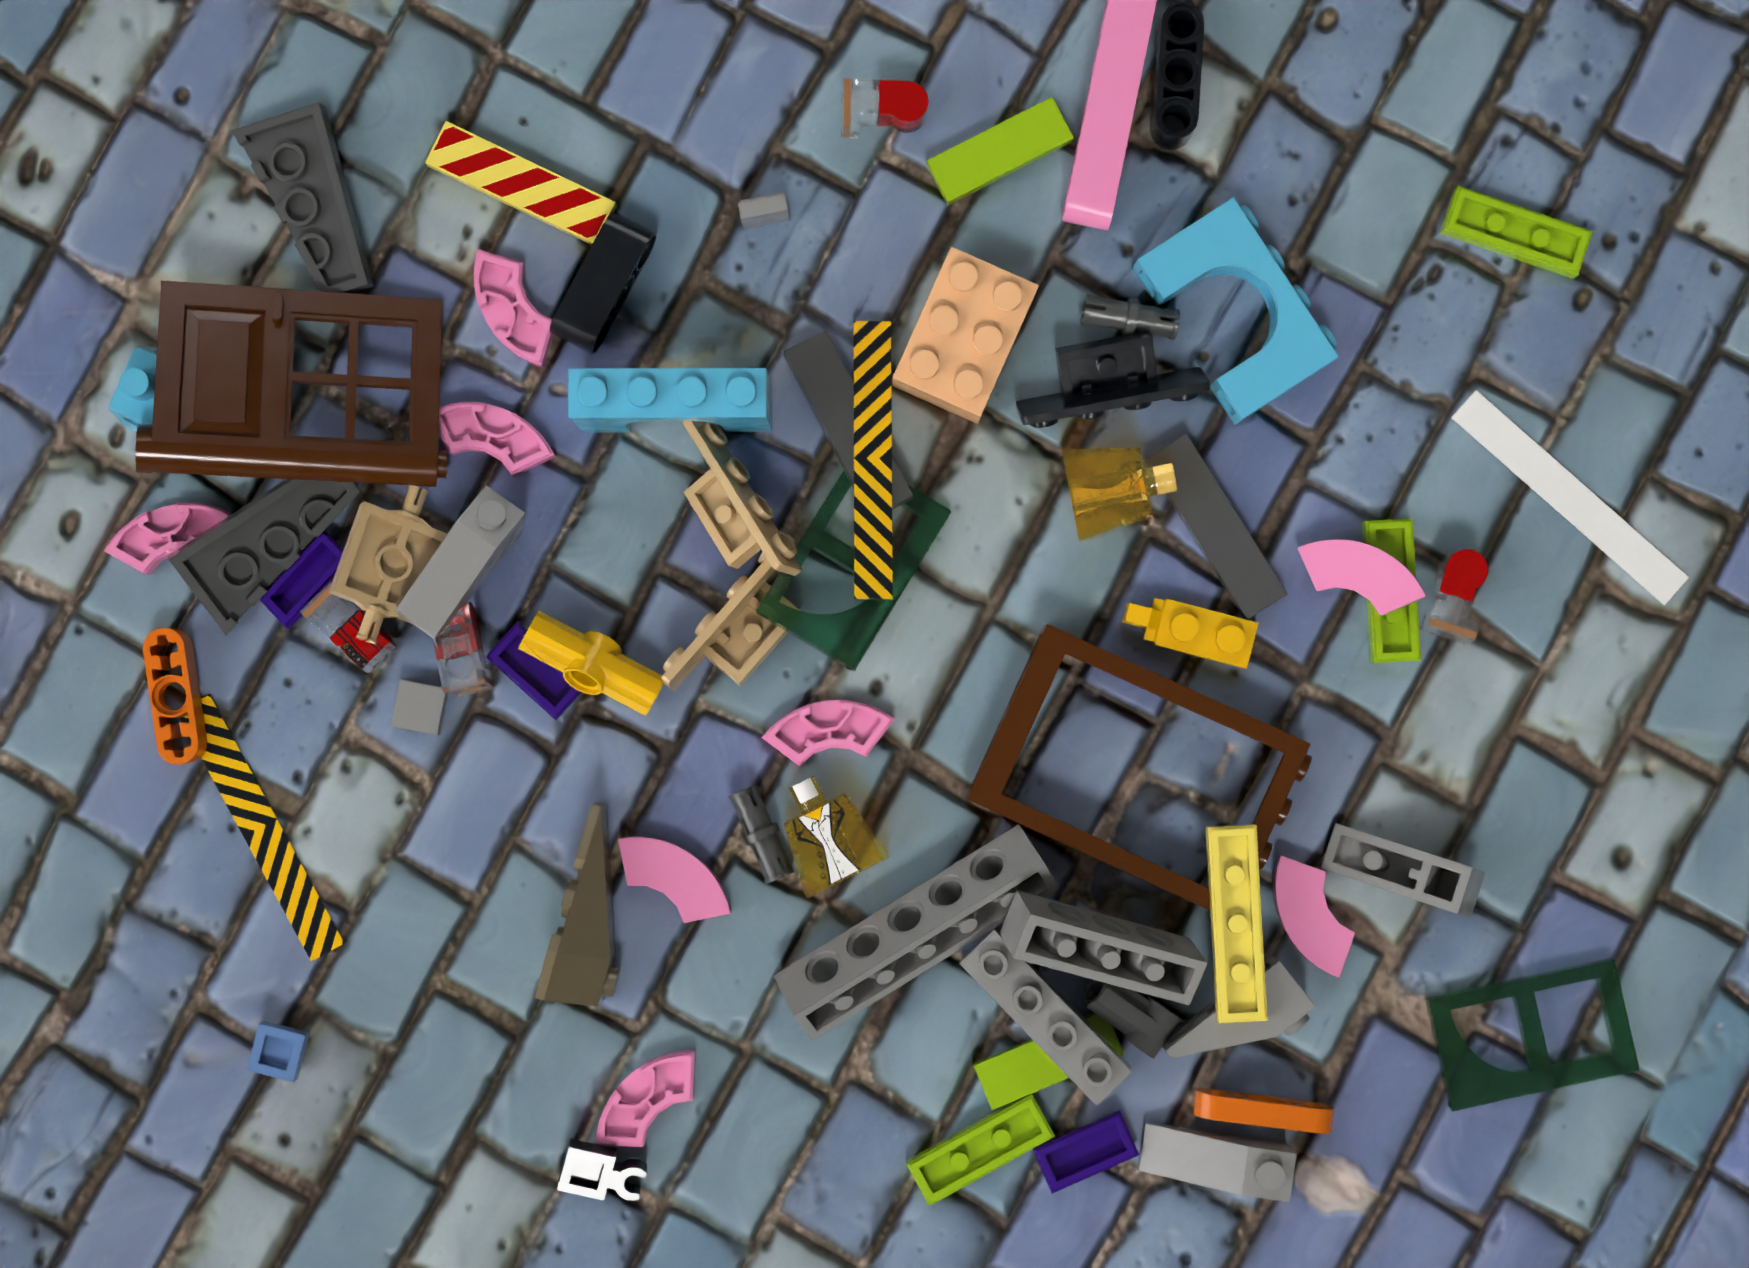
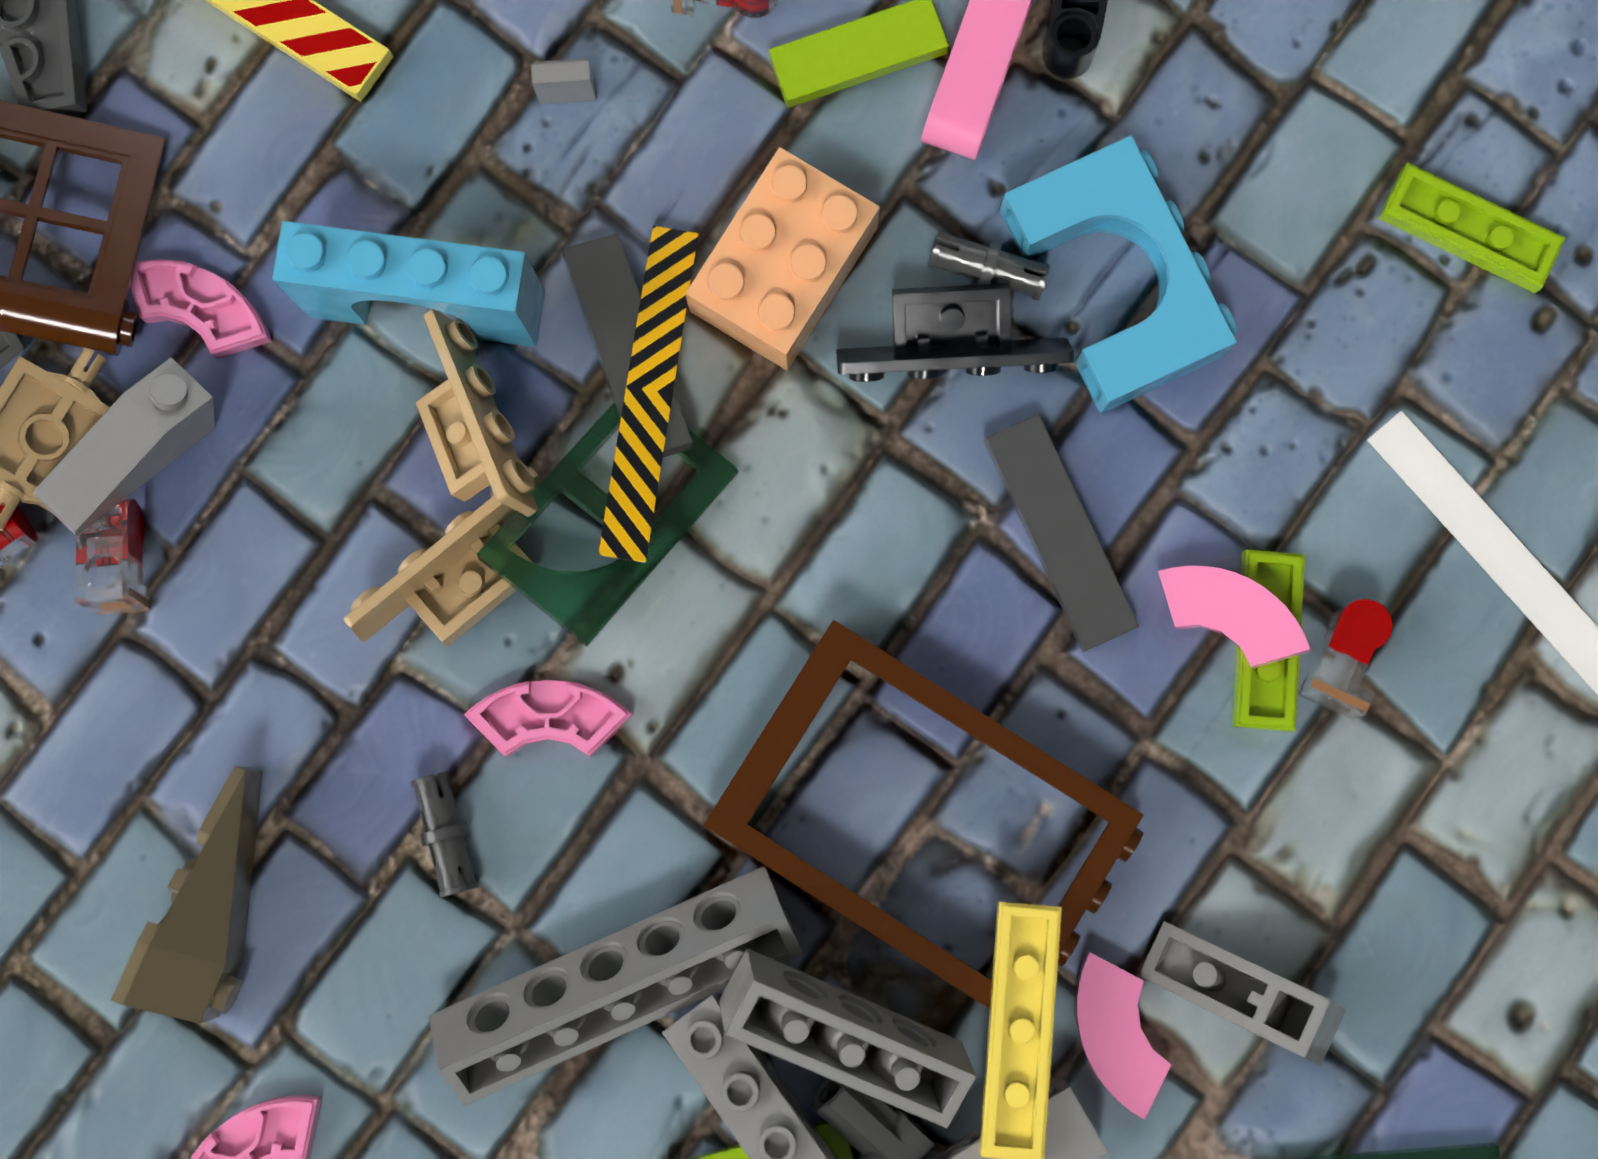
camera: 10 degrees right, 5 degrees down
(419, 707) = (51, 620): light grey tile -> none
(507, 307) = (242, 158): bright pink tile -> none
(531, 675) = (202, 595): dark purple tile -> none
(592, 663) = (266, 592): yellow piece -> none
(603, 282) = (358, 141): black beam -> none
(676, 874) = (333, 872): bright pink tile -> none
(829, 838) = (526, 850): clear yellow torso -> none
(1112, 488) = (937, 467): clear yellow torso -> none
(1195, 631) = (1018, 656): yellow hinge -> none

